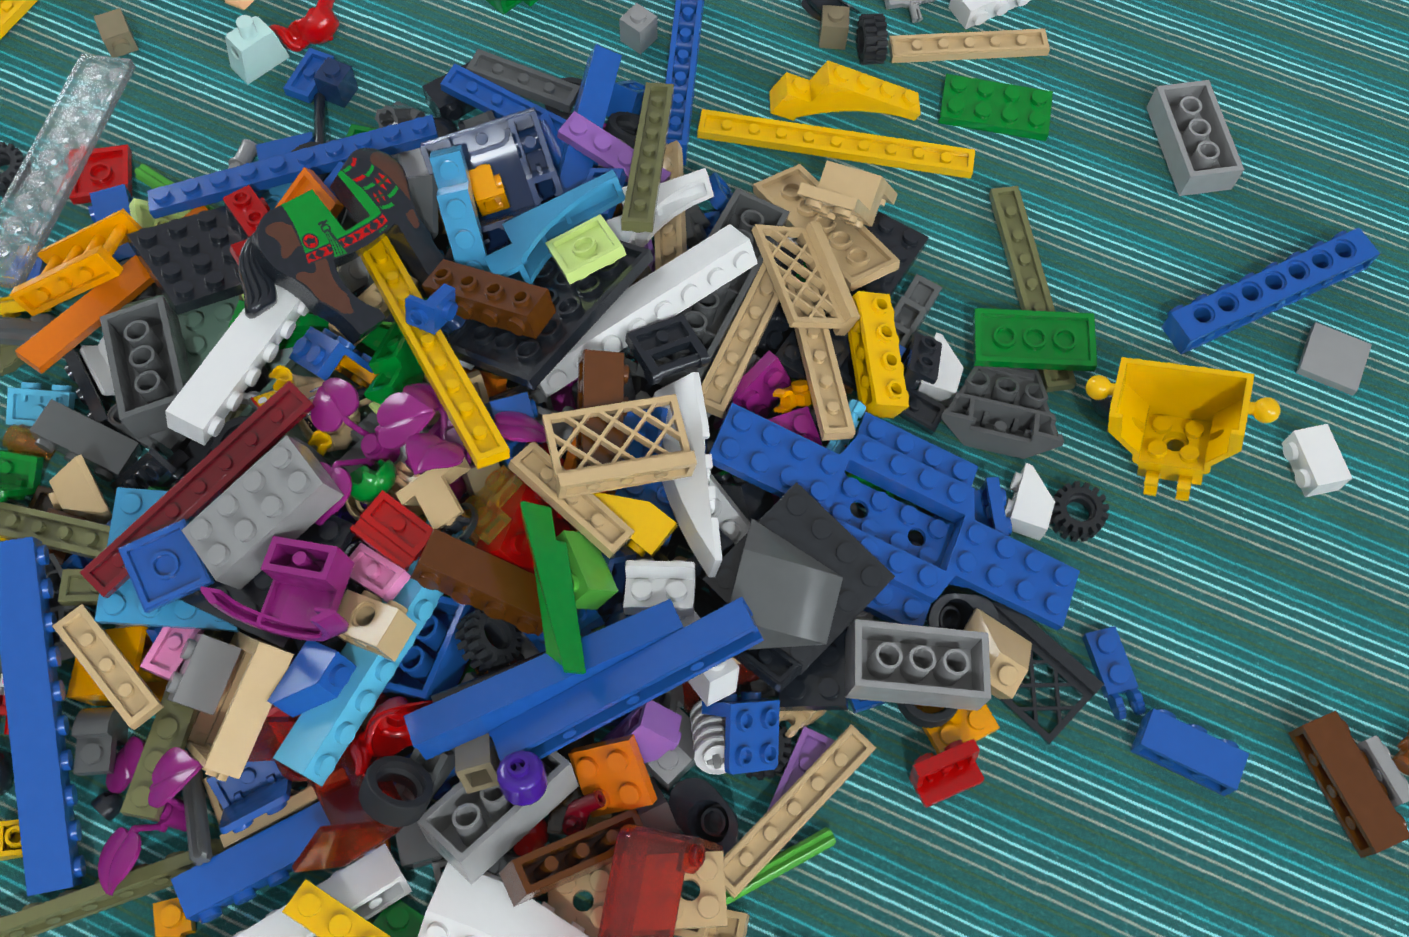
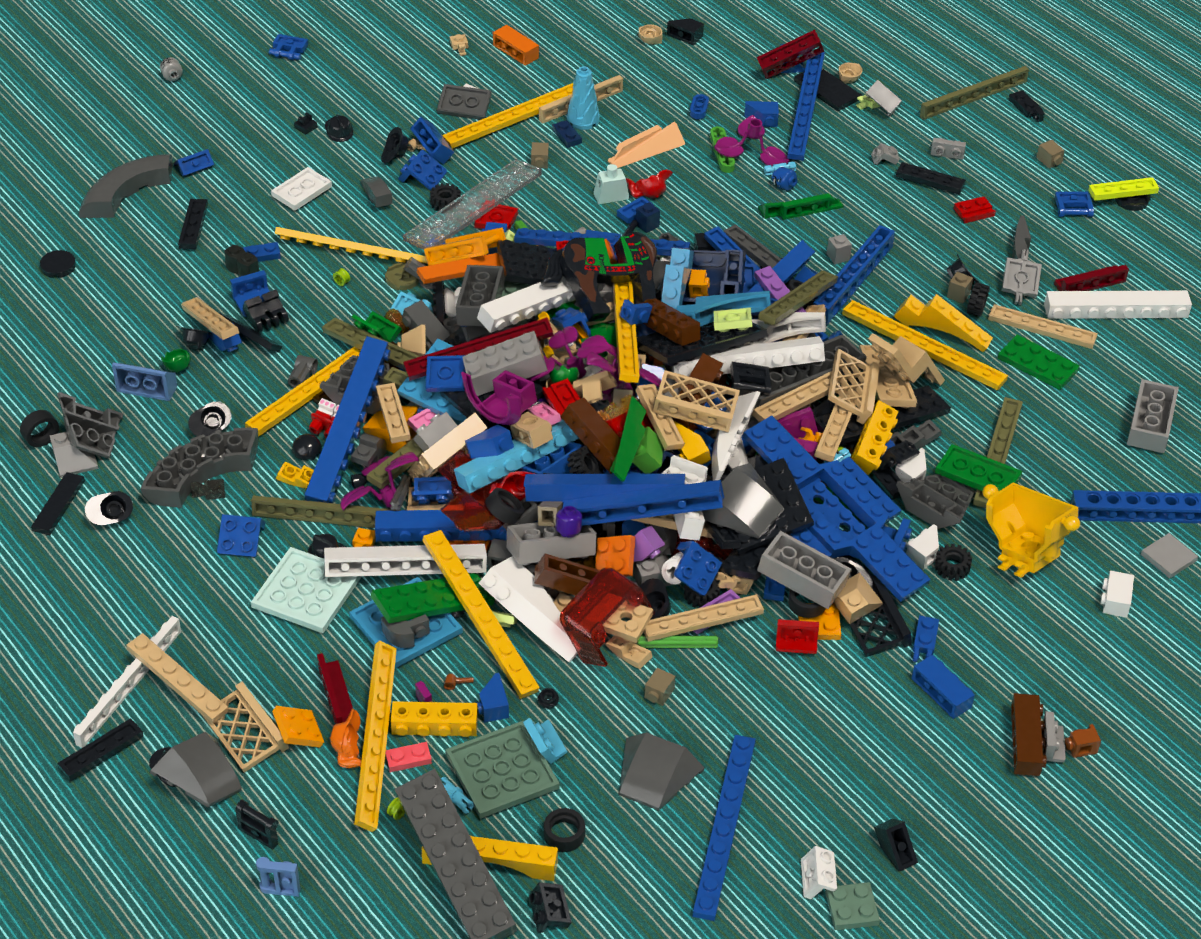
camera: 30 degrees right, 20 degrees down
(579, 811) = (595, 562): dark red arm -> none

